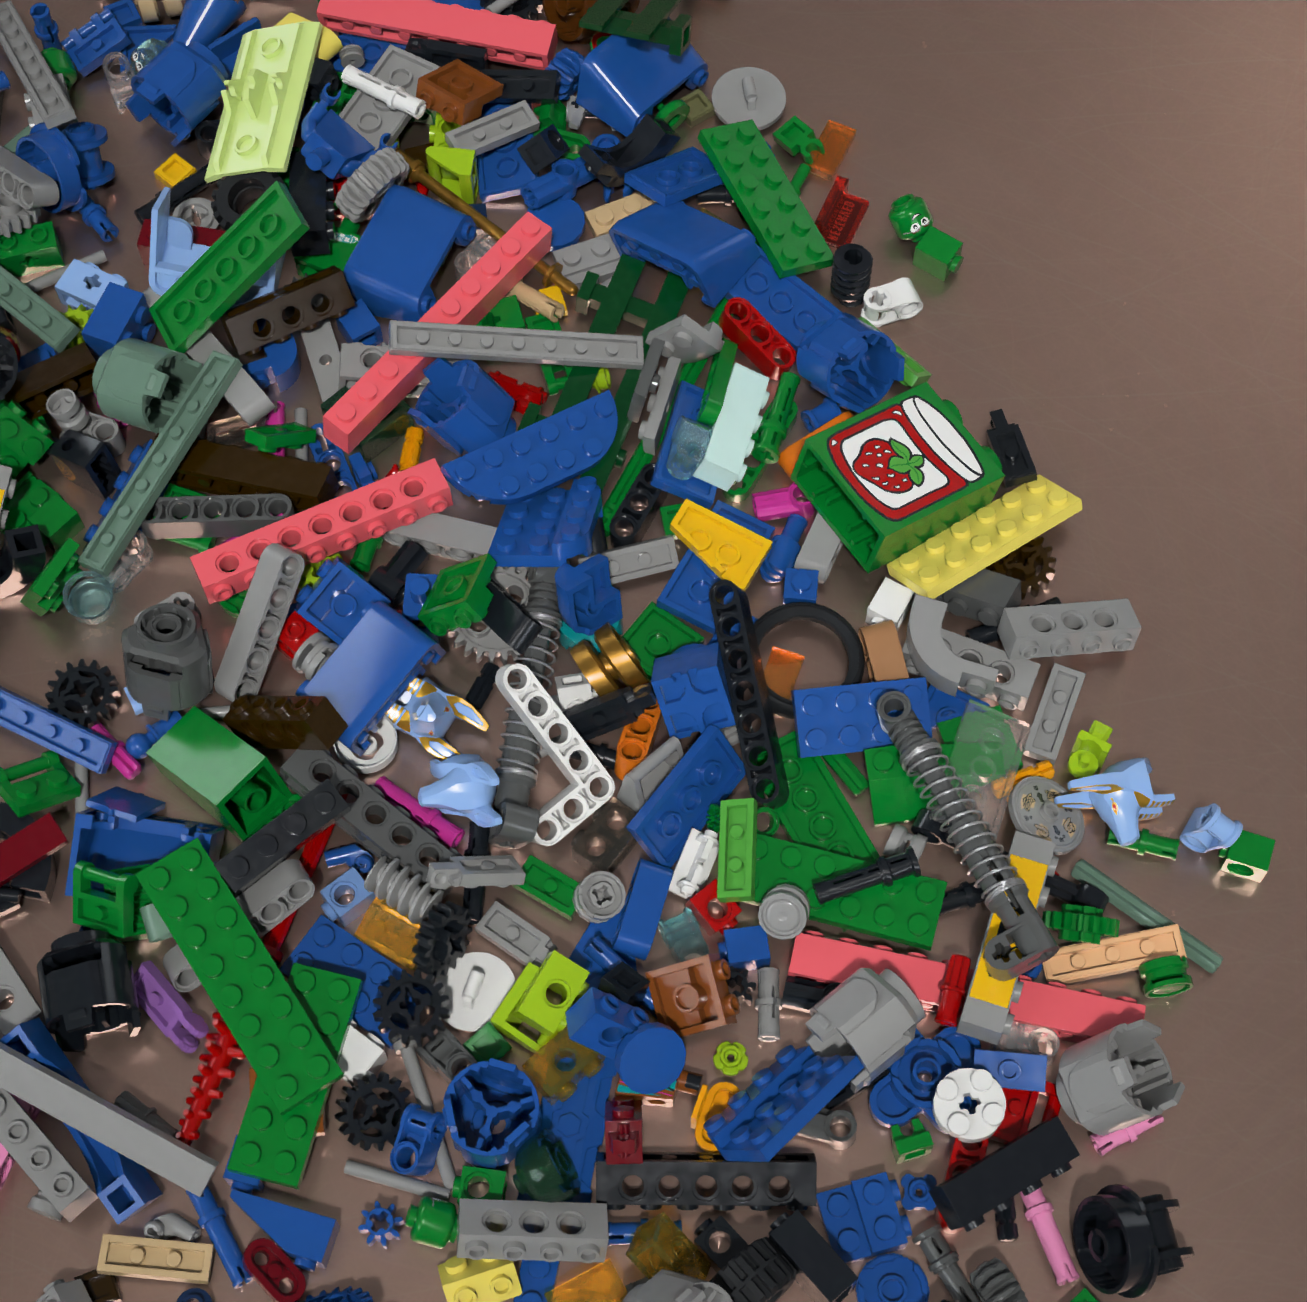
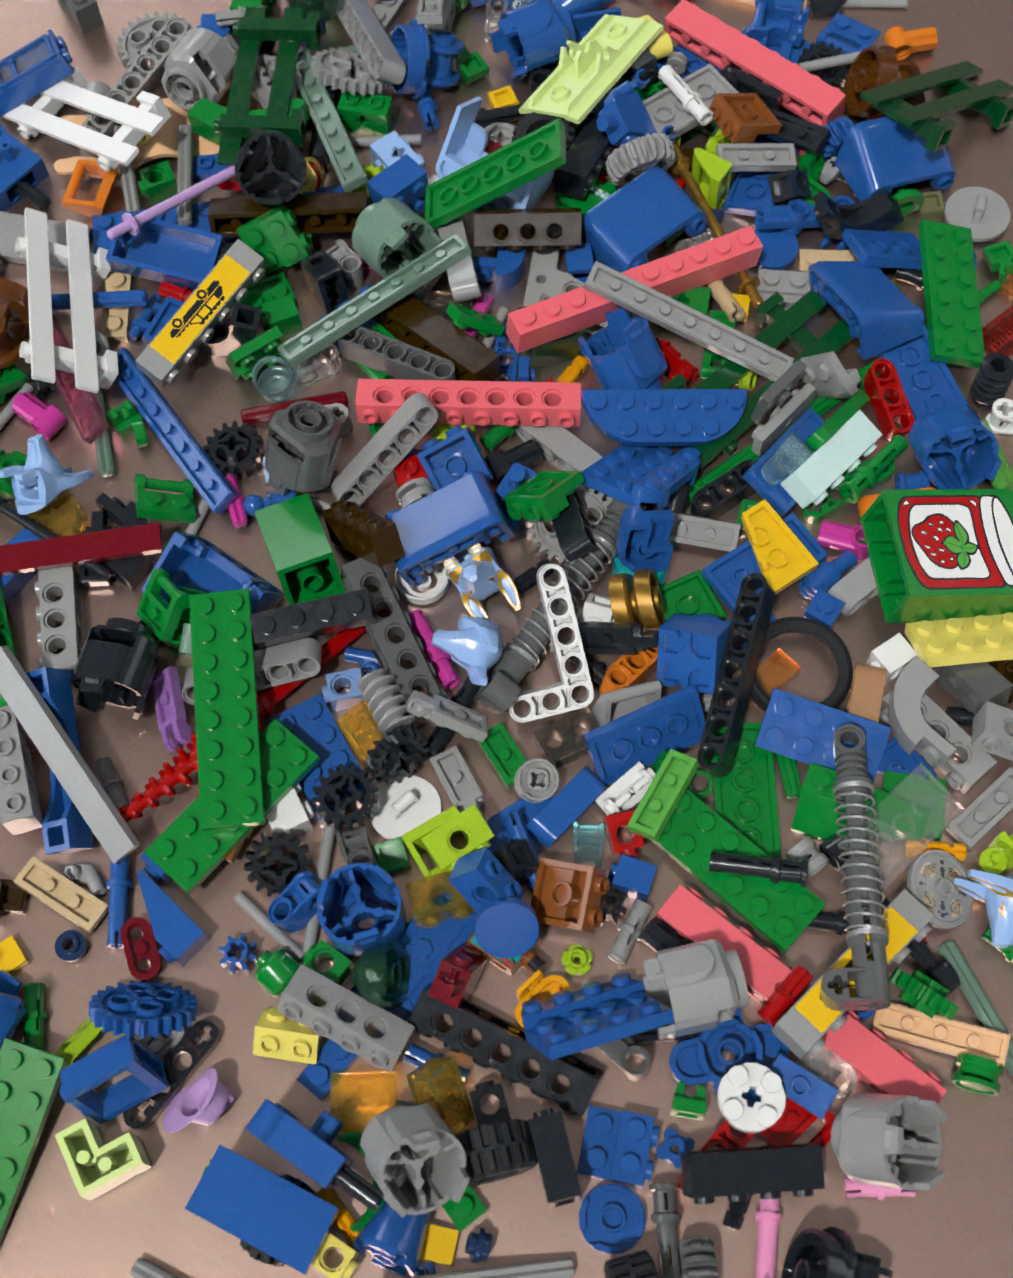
camera: 30 degrees right, 0 degrees up
(67, 410) = (329, 236): light grey wheel -> none
(121, 148) = (471, 65): none -> green plate
(121, 620) = (265, 412): none -> dark red axle
(125, 804) = (219, 543): blue piece -> none
(784, 911) = (677, 863): light grey wheel -> none

